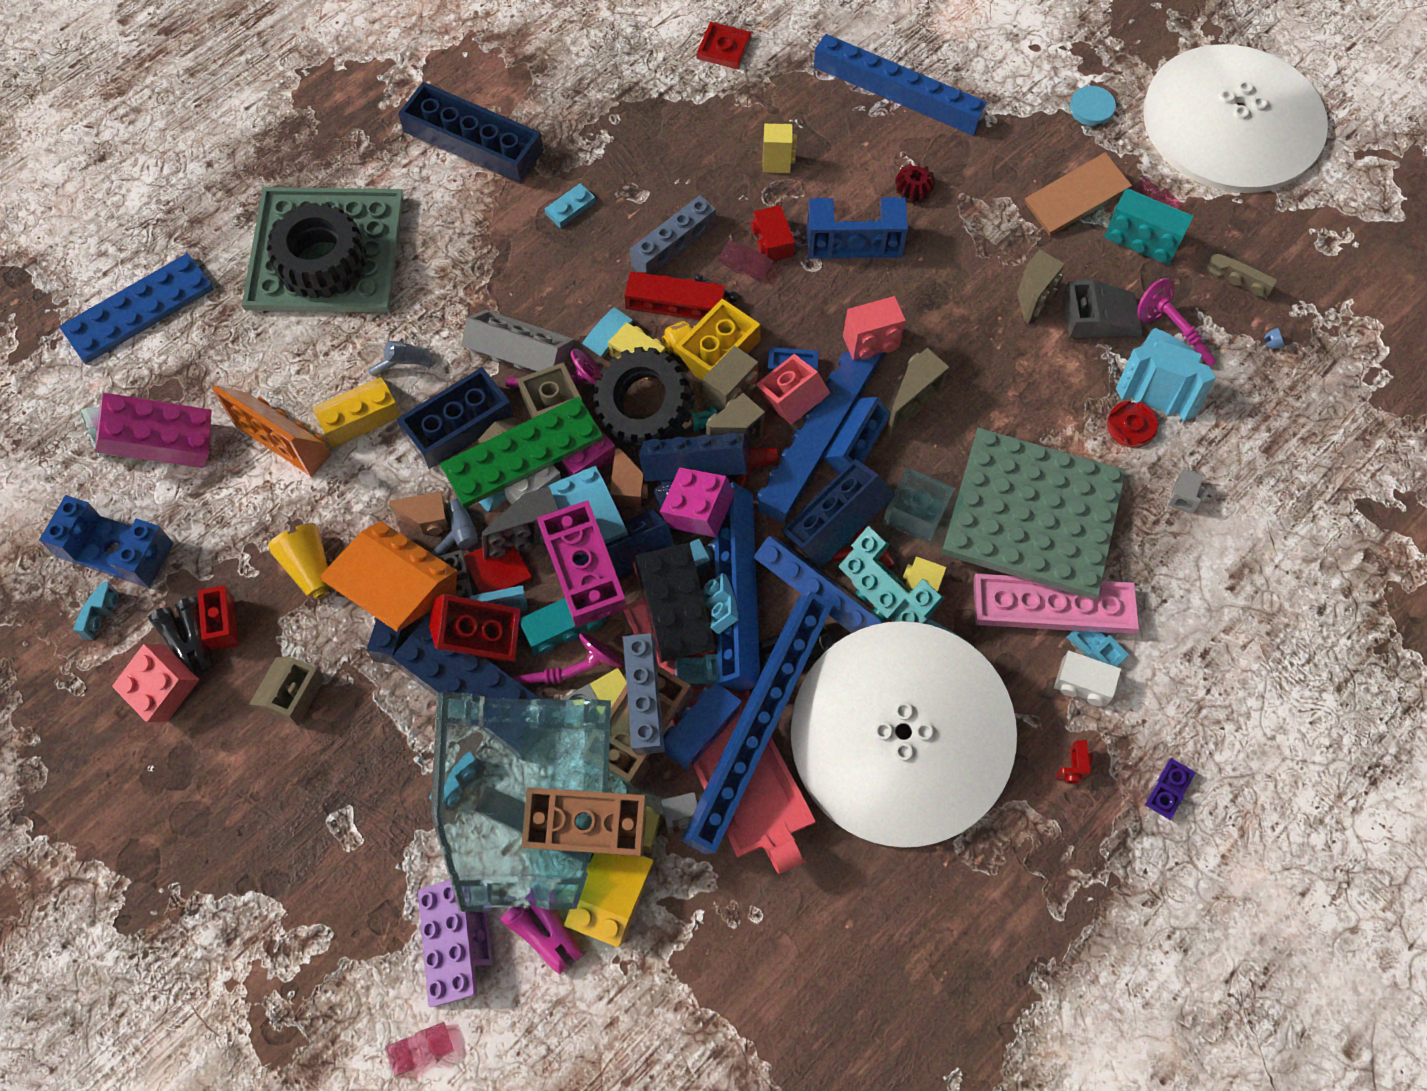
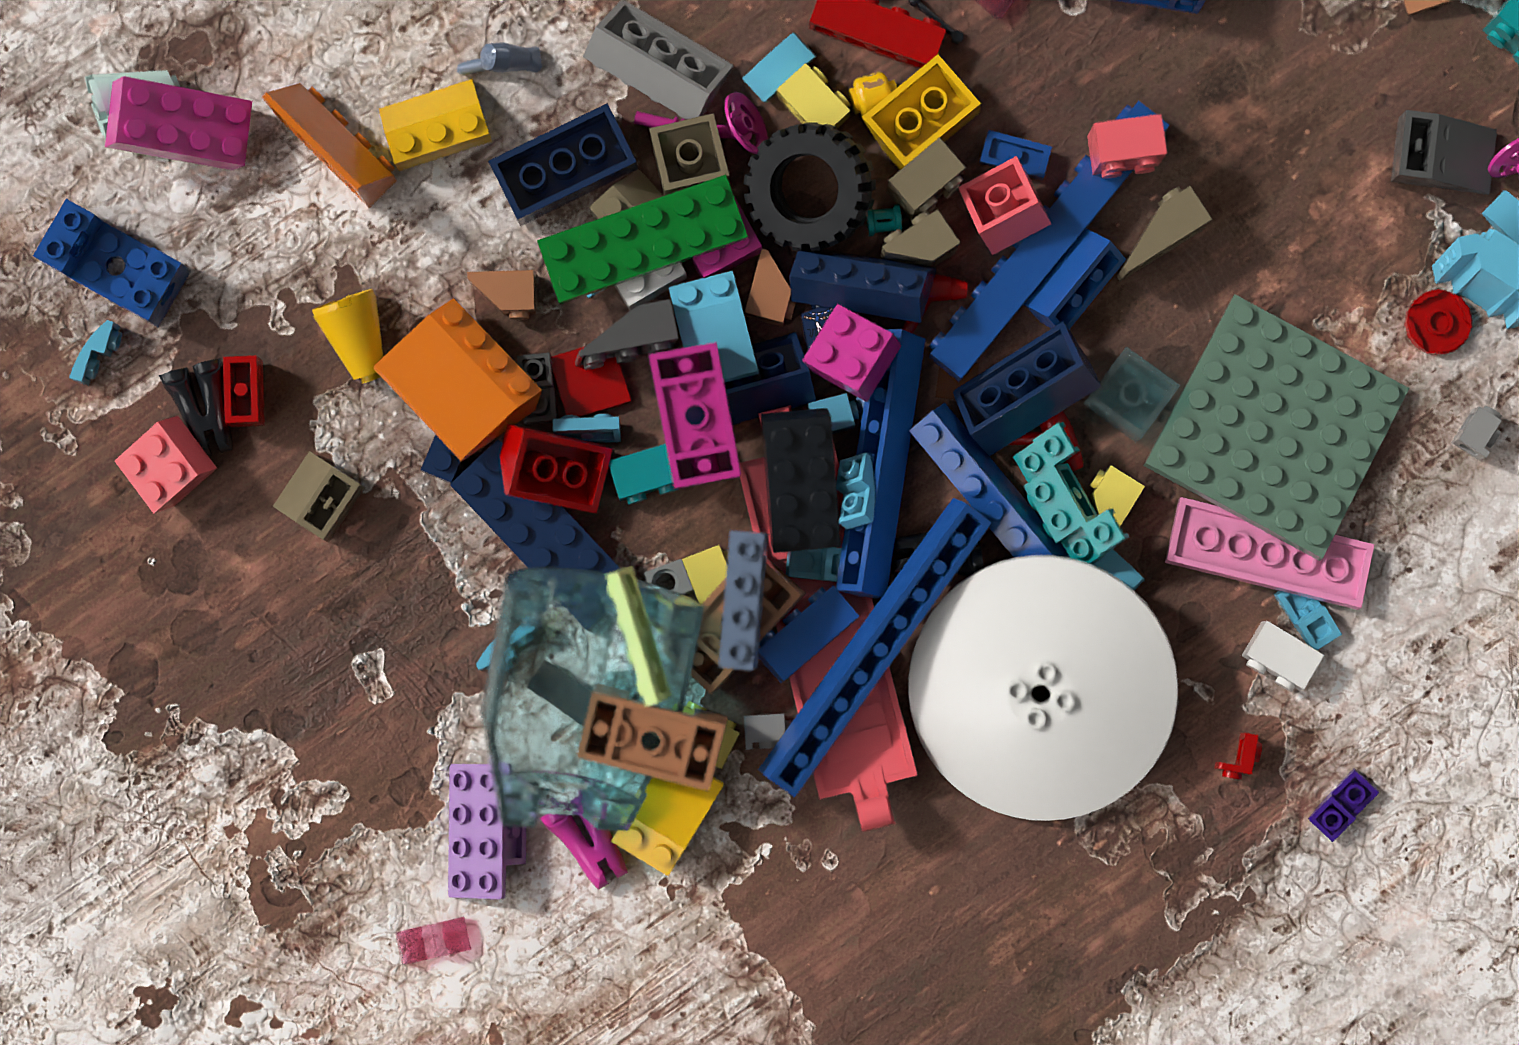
camera: 10 degrees right, 20 degrees up
(462, 531) = (553, 323): sand blue piece -> none
(555, 726) = (638, 634): none -> yellowish green plate
(597, 655) = (699, 521): dark pink dish -> none
(1039, 284) = (1367, 99): dark tan slope -> none

